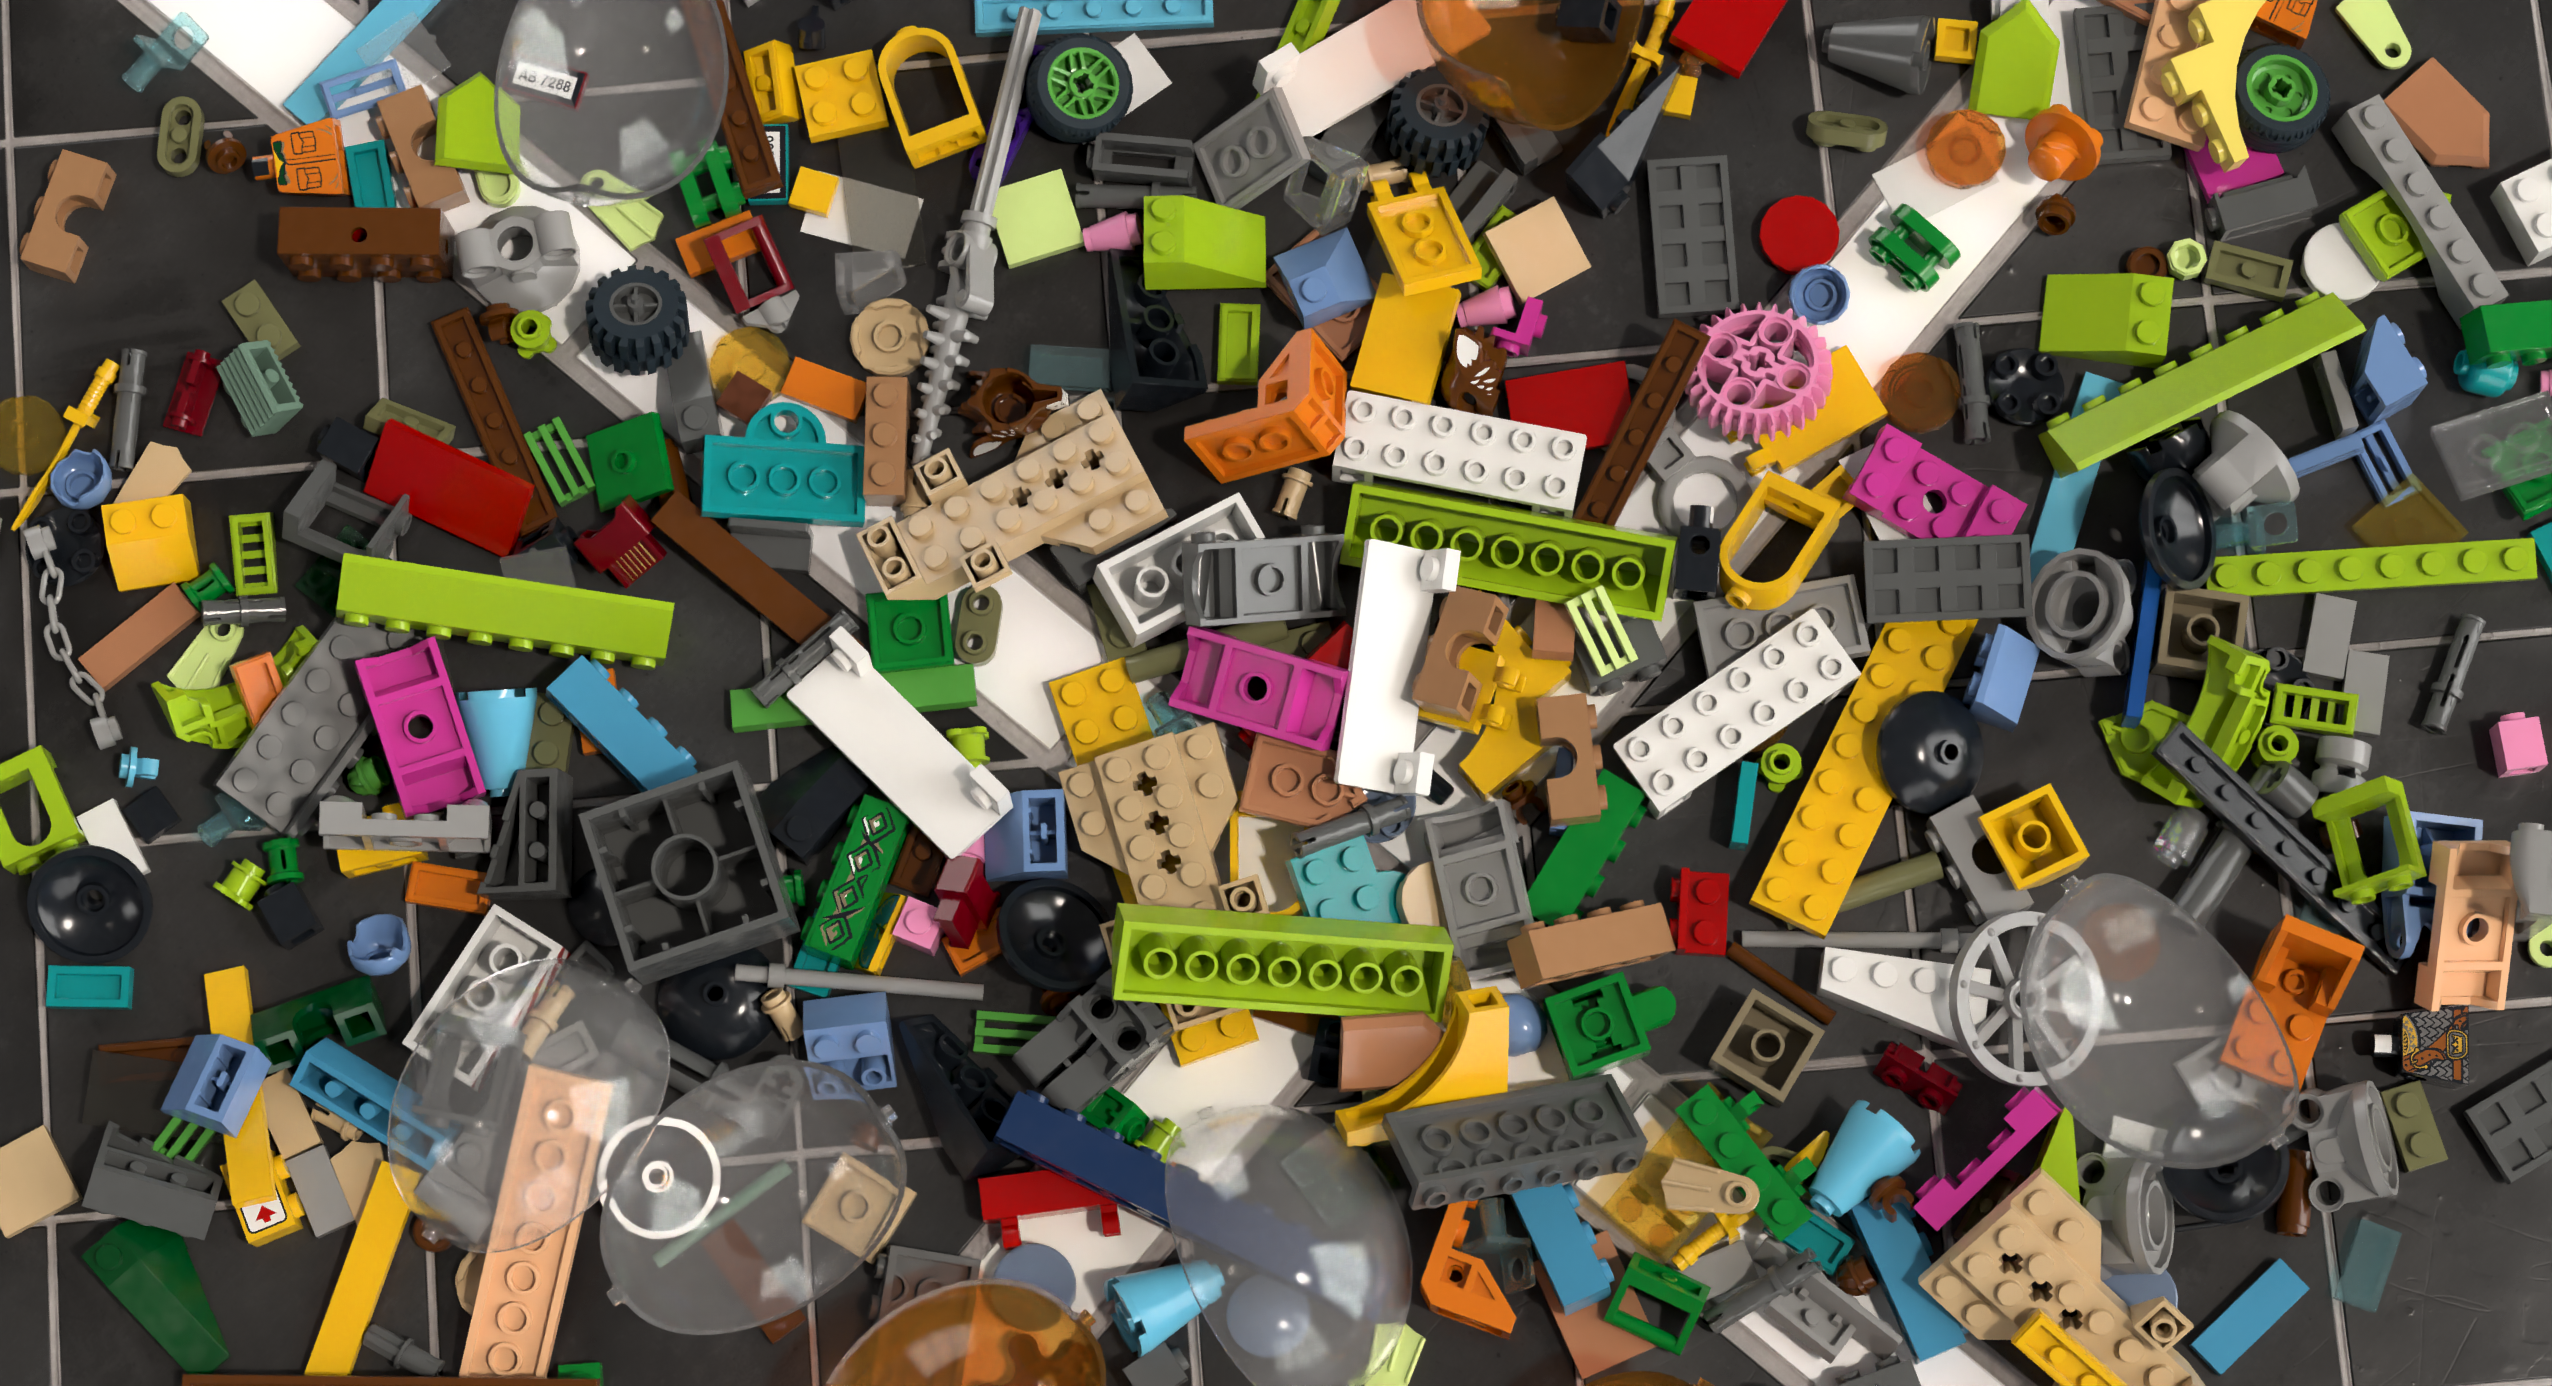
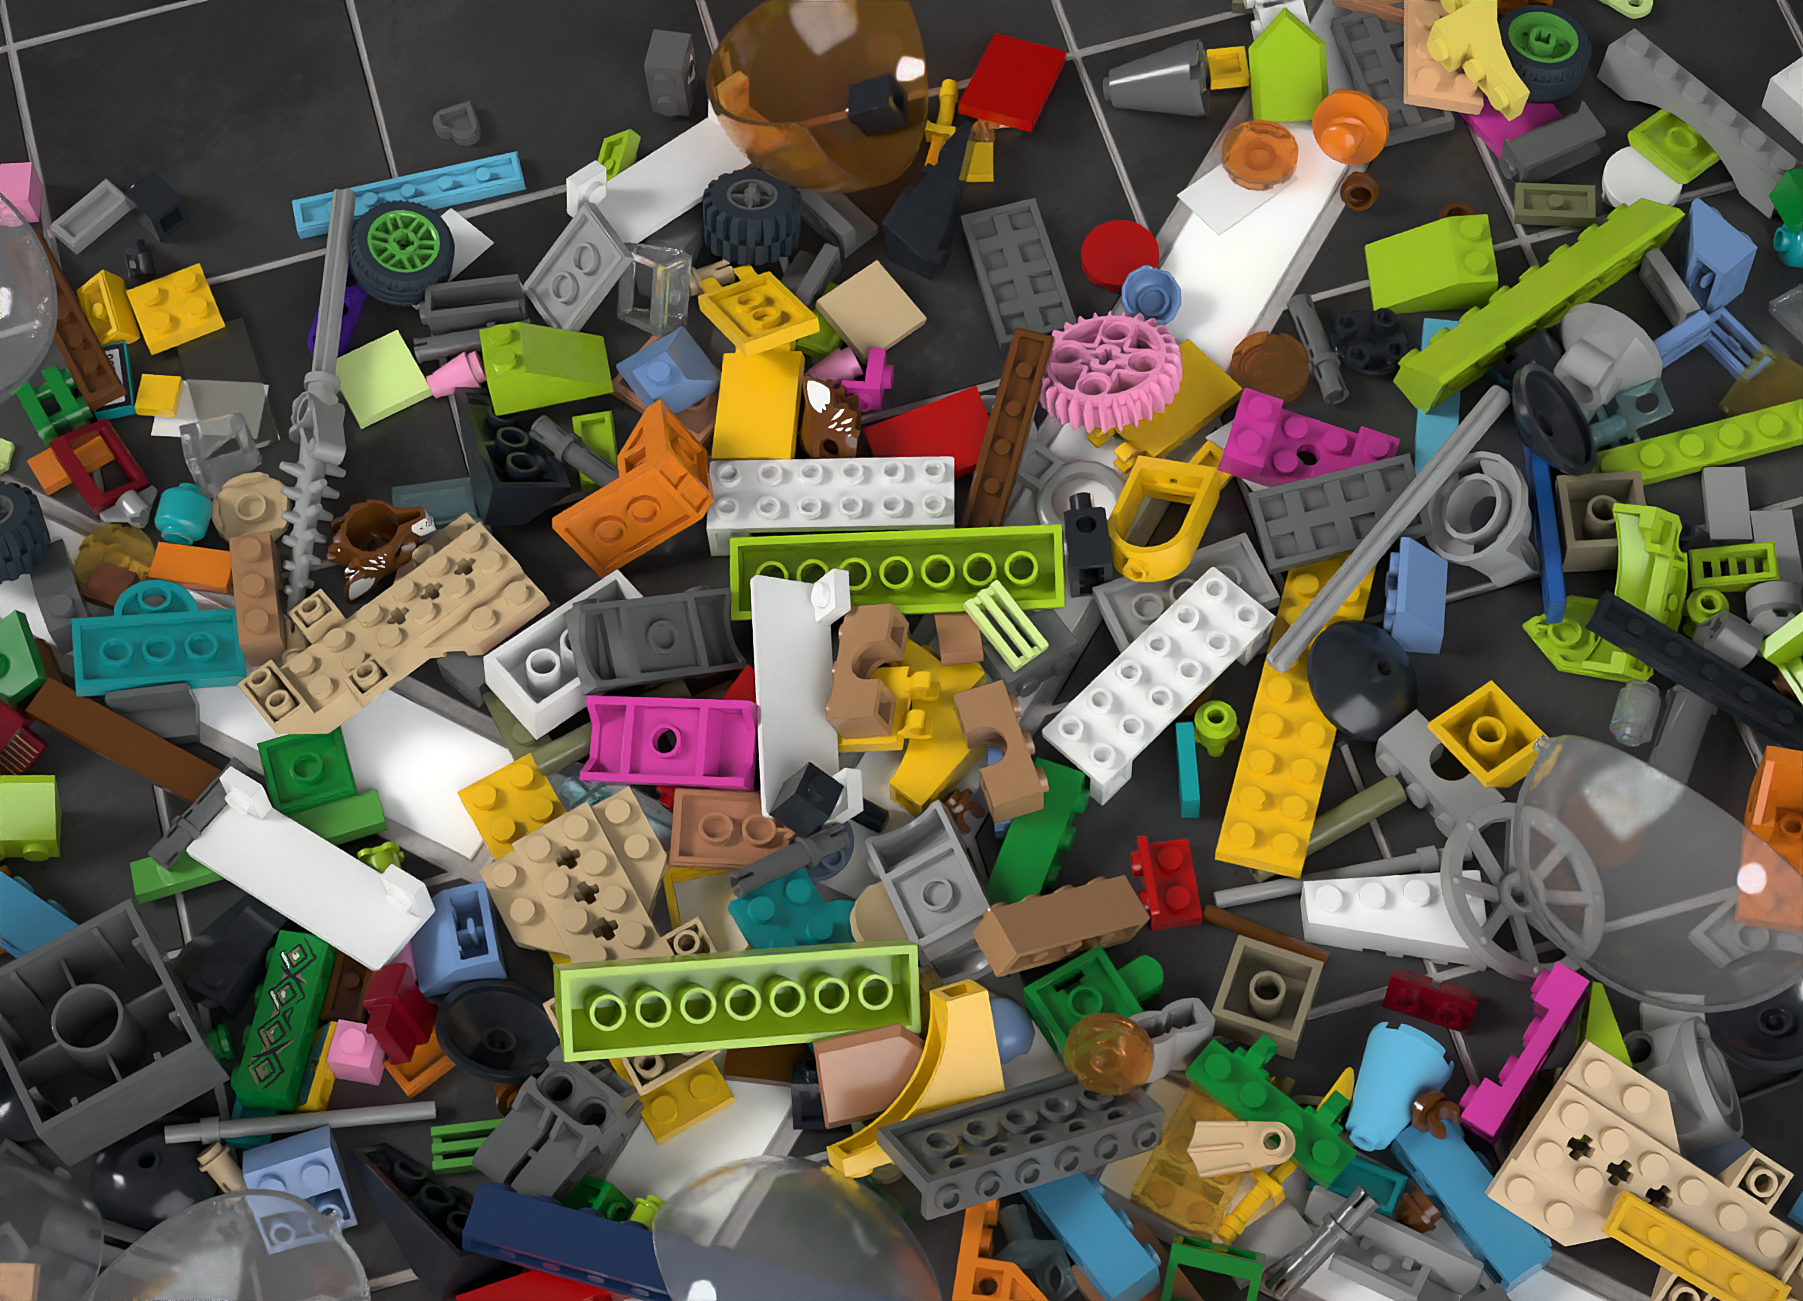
camera: 10 degrees left, 15 degrees down
(824, 334) = (183, 514): none -> teal head
(945, 138) = (277, 319): yellow window -> none
(980, 624) = (378, 751): olive plate -> none
(1214, 345) = (571, 450): none -> dark grey pin
(1292, 493) = (675, 563): tan pin -> none
(1378, 778) = (806, 800): none -> black brick
(1608, 1082) = (1109, 1053): none -> clear orange tile
(1664, 1073) = (1177, 1034): none -> light grey brick
(1846, 129) = (1158, 157): olive plate -> none
(1914, 270) = (1232, 243): green brick -> none
(1991, 609) = (1388, 529): none -> light grey axle
(2186, 259) = (1495, 203): yellowish green tile -> none
(2441, 118) = (1701, 47): nougat tile -> none

